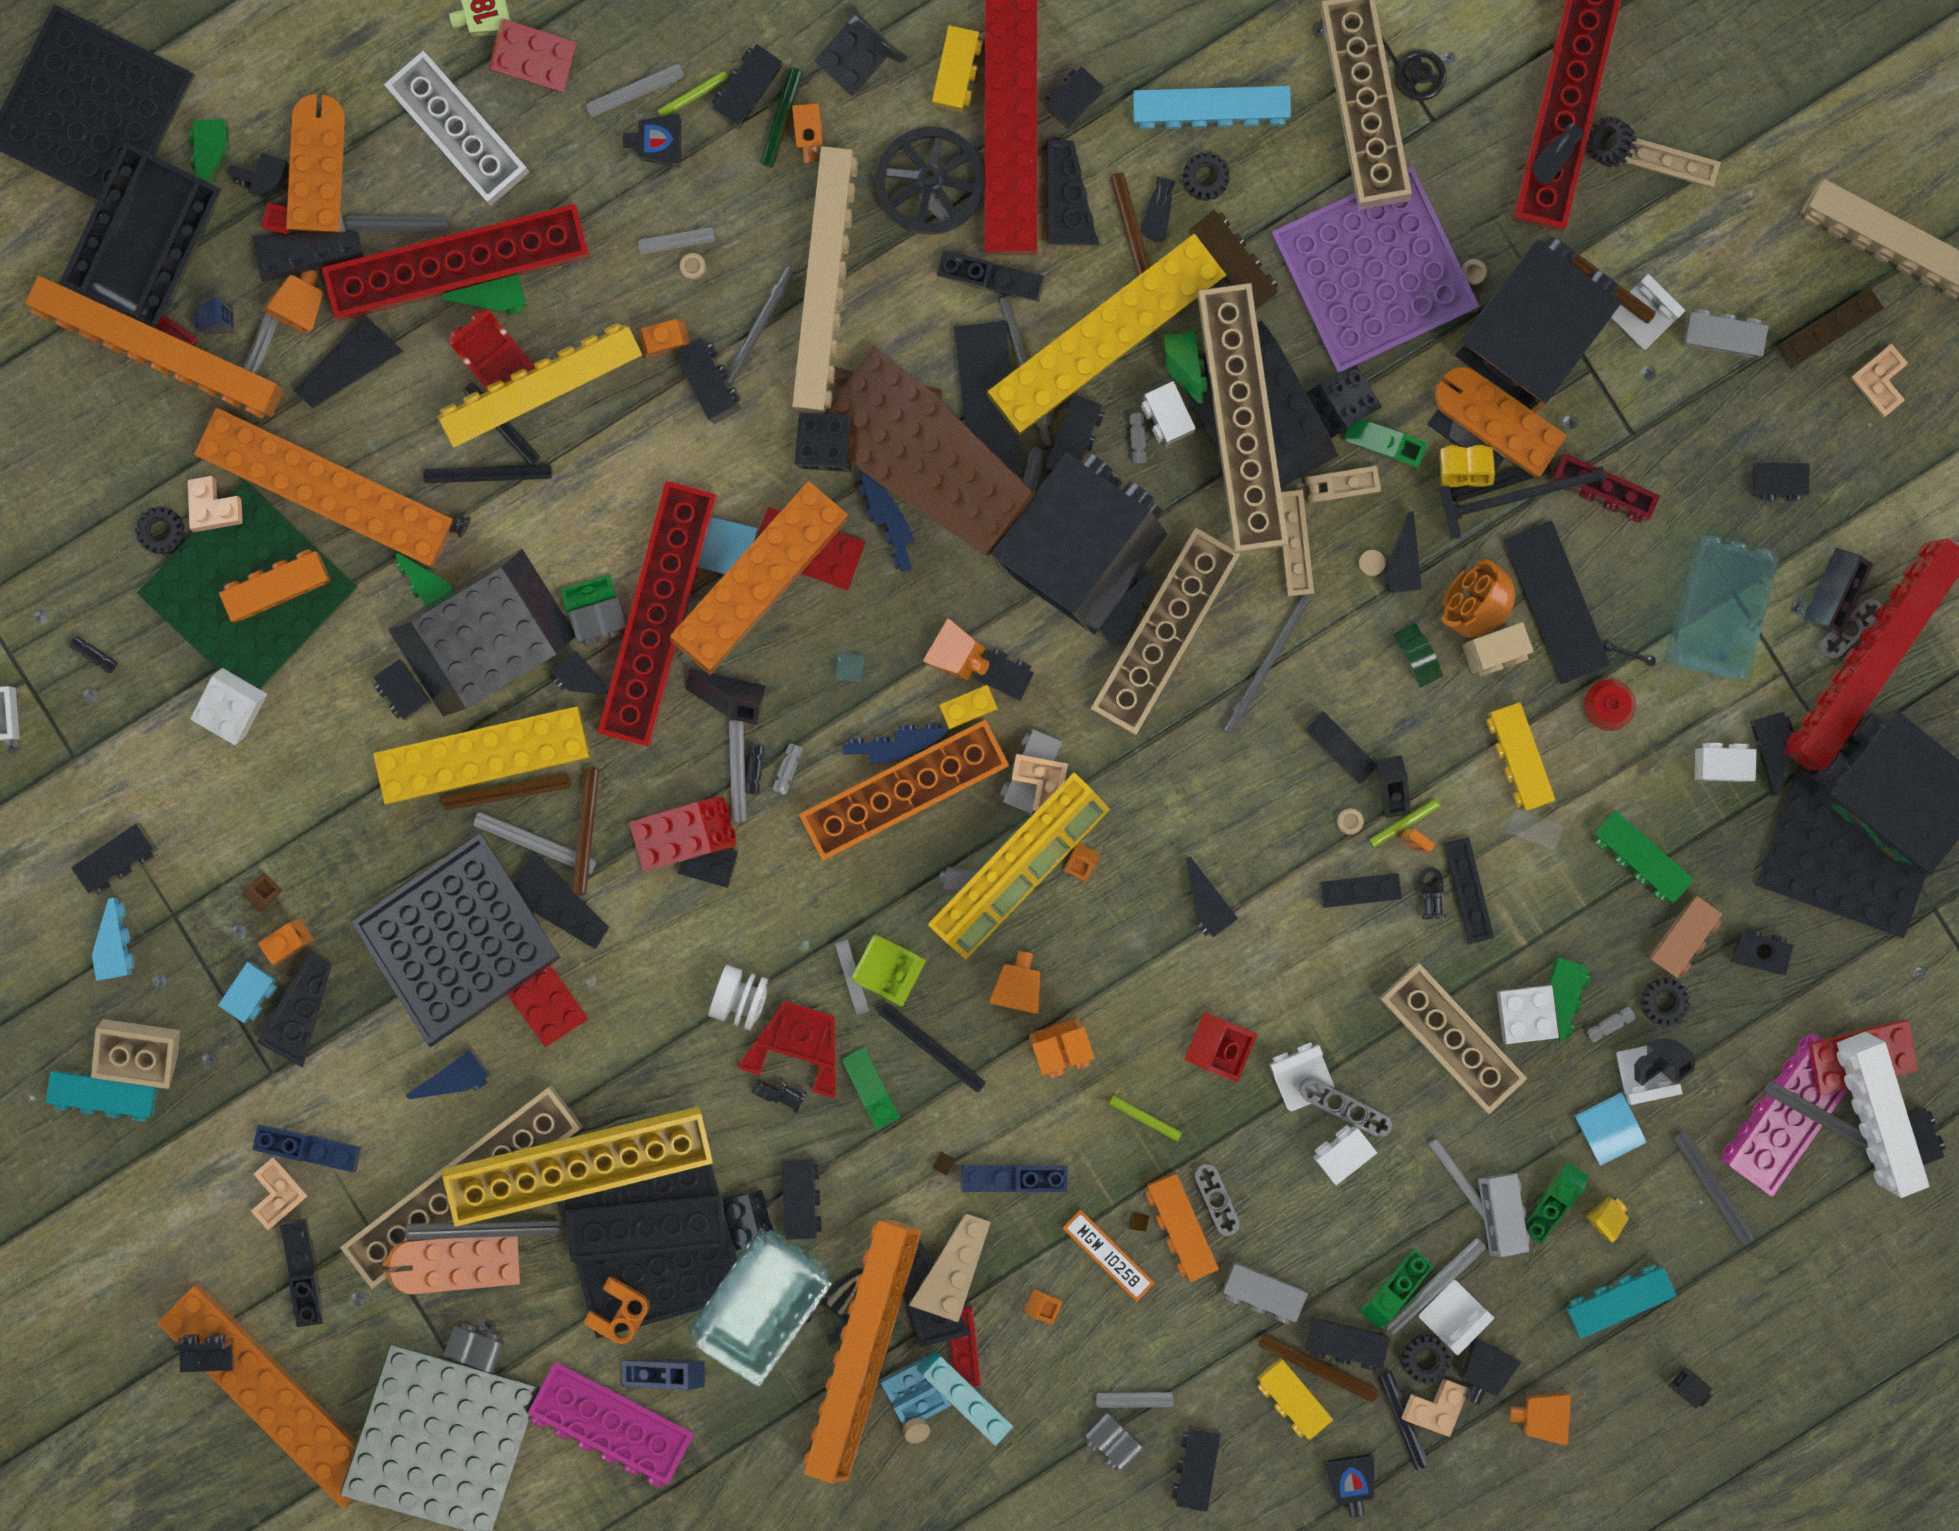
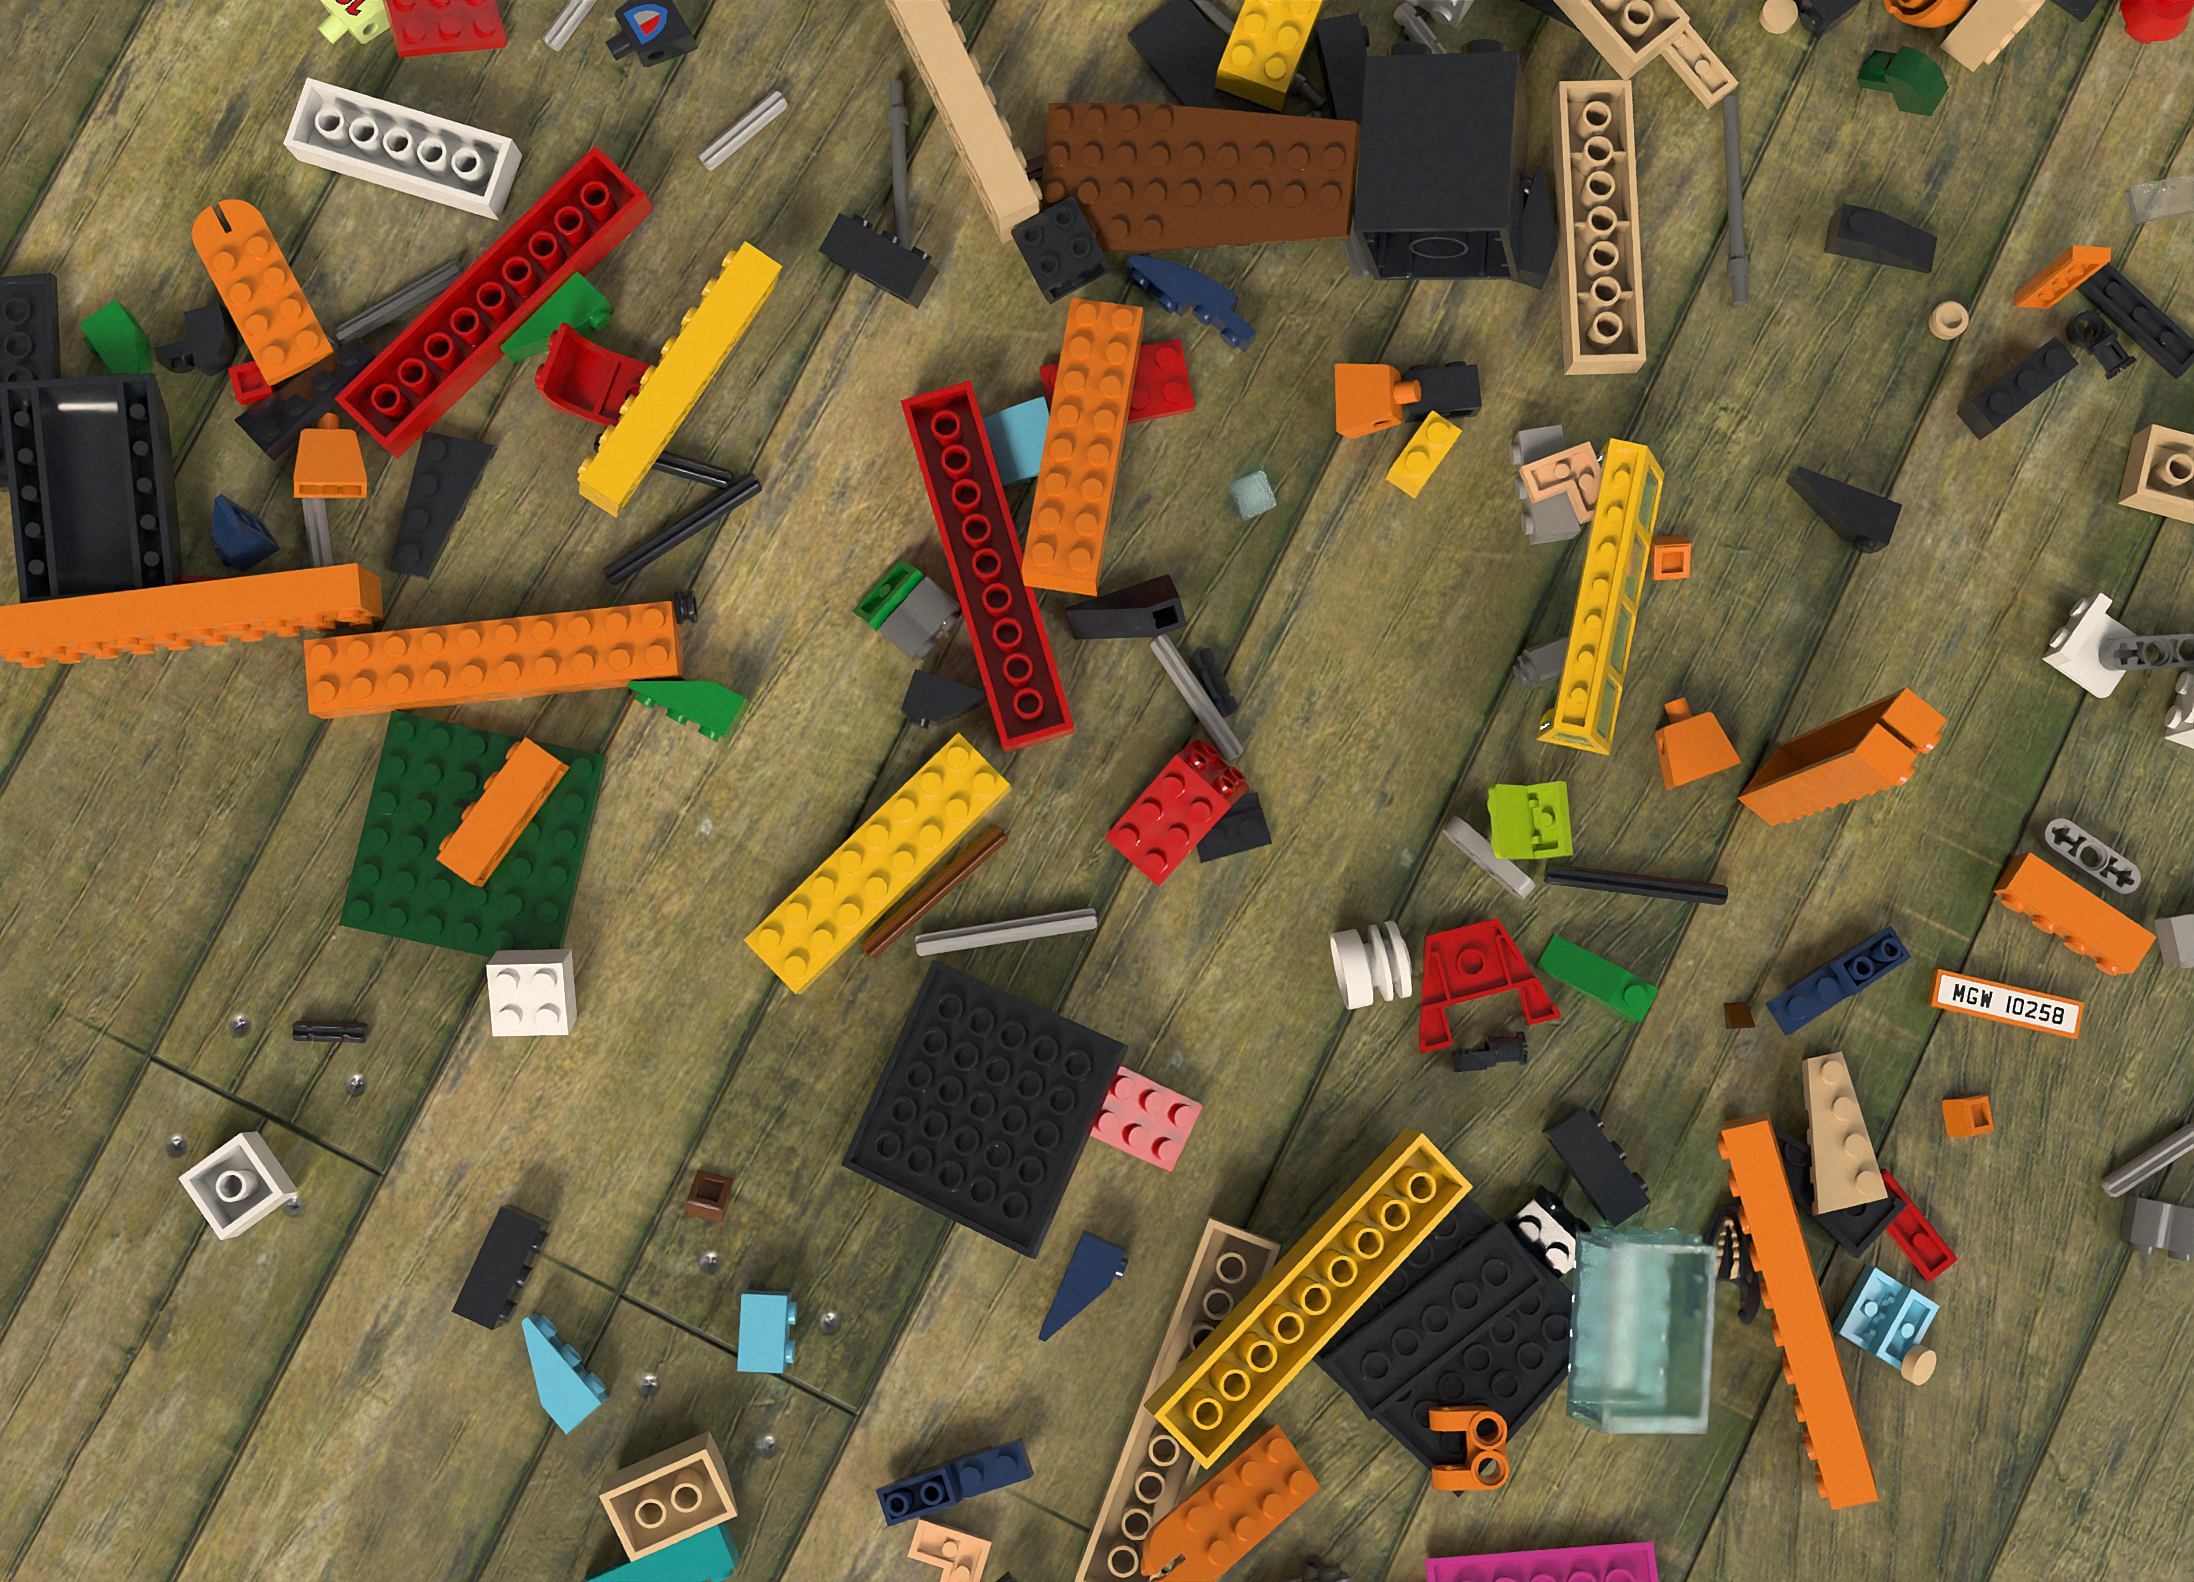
camera: 30 degrees left, 5 degrees down
(144, 530) = (303, 826): black tyre -> none
(209, 512) = (369, 772): light nougat plate -> none
(285, 942) = (774, 1240): orange torso -> none
(294, 1018) = (842, 1326): black wing -> none
(402, 690) = (733, 845): black brick -> none
(482, 1229) = (1248, 1441): dark grey axle -> none
(483, 634) = (790, 717): black slope -> none
(554, 901) = (1080, 986): black wing -> none
(585, 831) = (1060, 879): reddish brown axle -> none
(663, 338) = (794, 244): orange torso -> none
(664, 1374) = (1568, 1489): dark blue slope -> none
(692, 266) = (780, 148): tan tile -> none
(787, 768) = (1254, 658): light grey axle -> none
(904, 790) = (1411, 596): orange brick -> none
(906, 743) = (1374, 544): dark blue slope -> none
(965, 1398) = (1957, 1286): brick -> none
(1138, 1222) = (2012, 942): dark brown piece -> none
(1145, 1118) = (1940, 812): lime bar -> none
(1220, 1047) = (1974, 671): red slope -> none
(1393, 786) = (1975, 245): black slope -> none
(1404, 823) = (2012, 283): lime bar -> none
(1521, 757) = (2097, 124): yellow brick -> none

